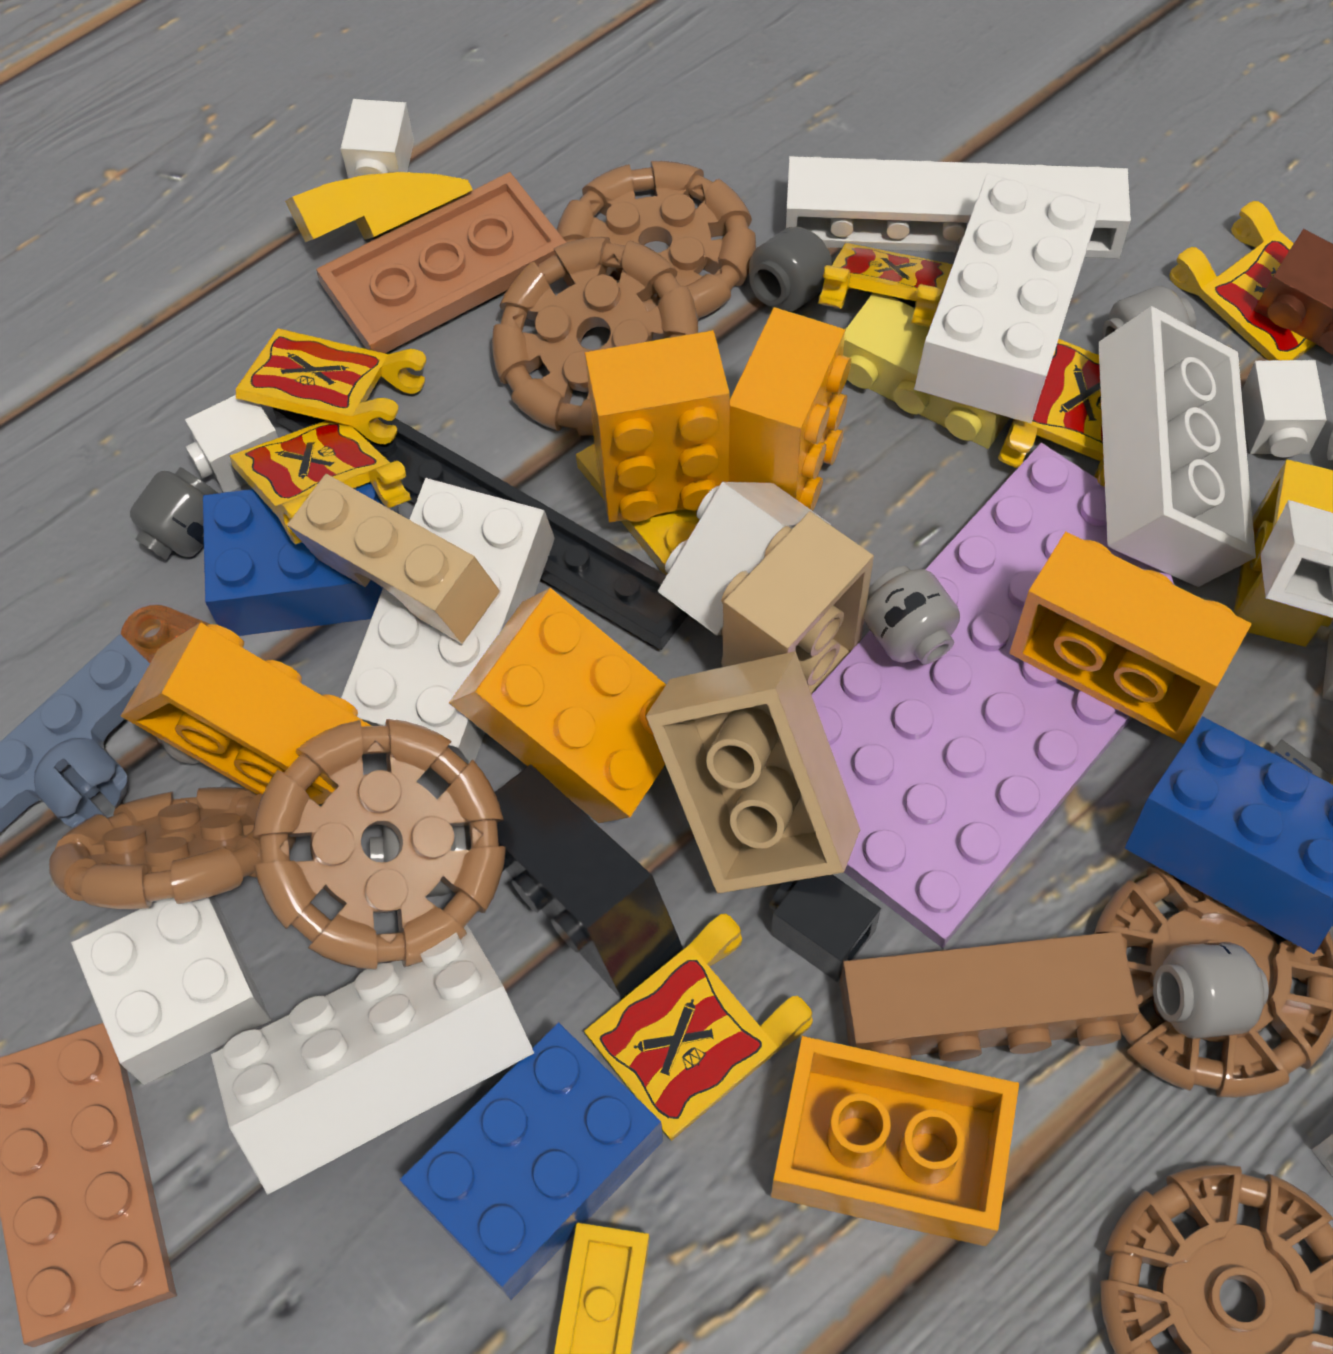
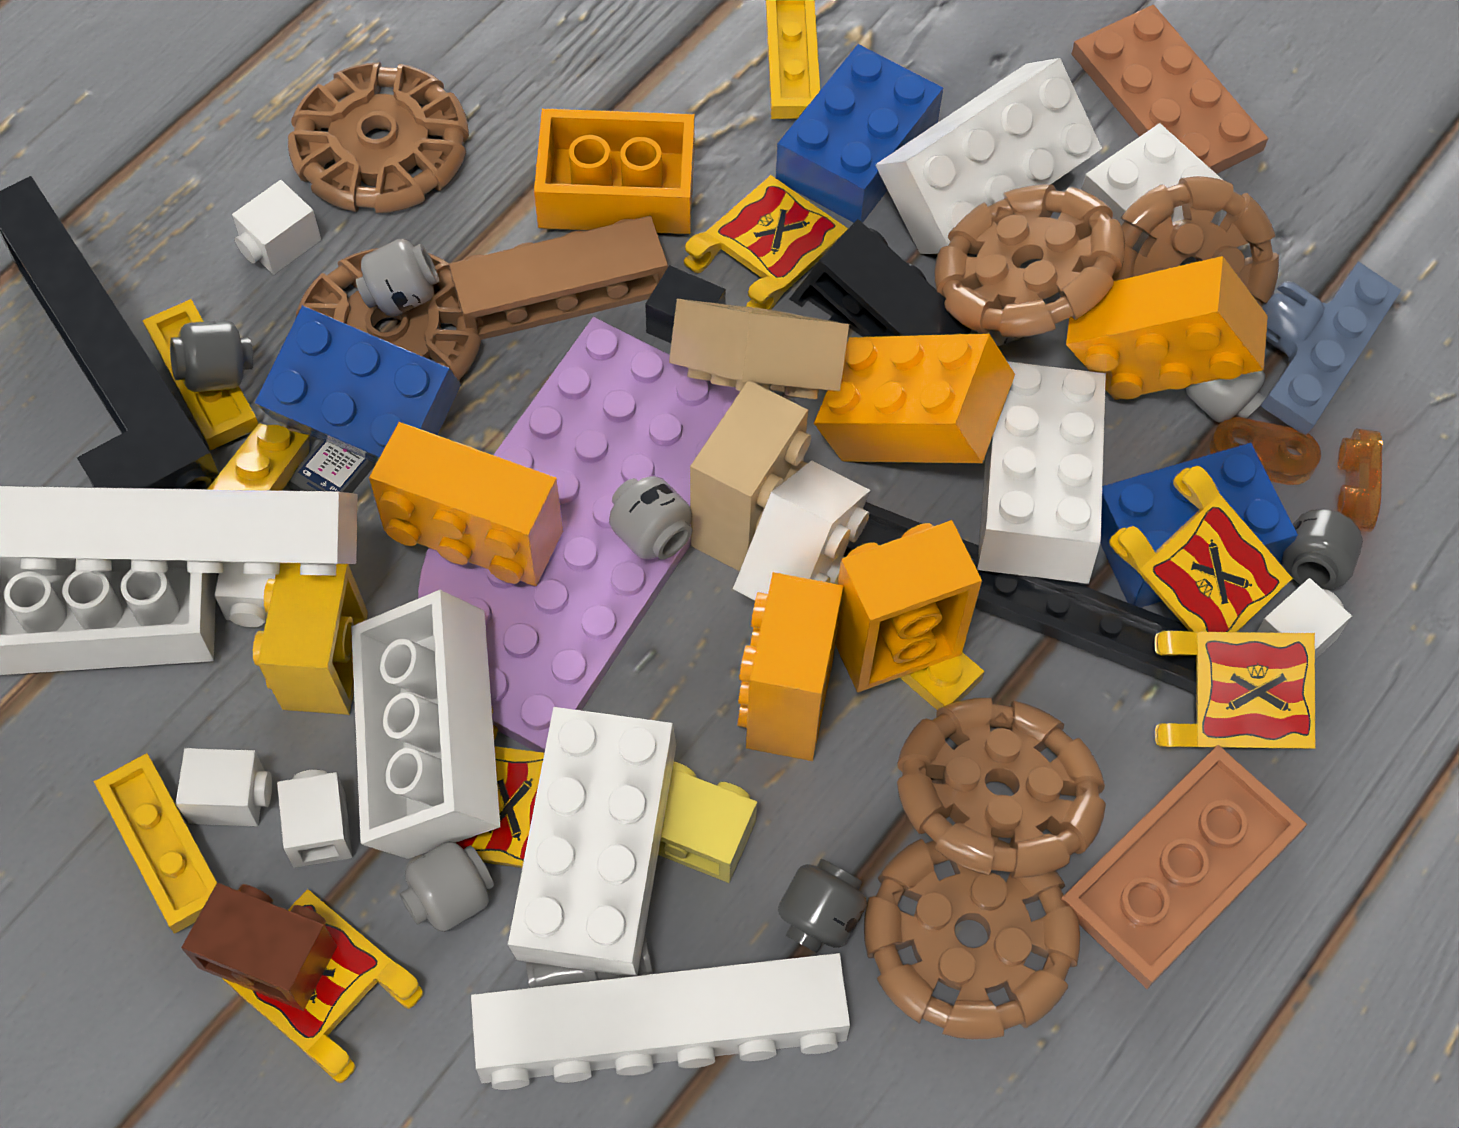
camera: 165 degrees right, 0 degrees up
(93, 583) = (1363, 478): none -> clear orange plate
(373, 201) = (1277, 911): yellow slope -> none
(377, 138) = (1309, 1001): white brick -> none
(410, 562) = (1067, 420): tan arch -> none
(888, 275) = (716, 902): yellow flag -> none

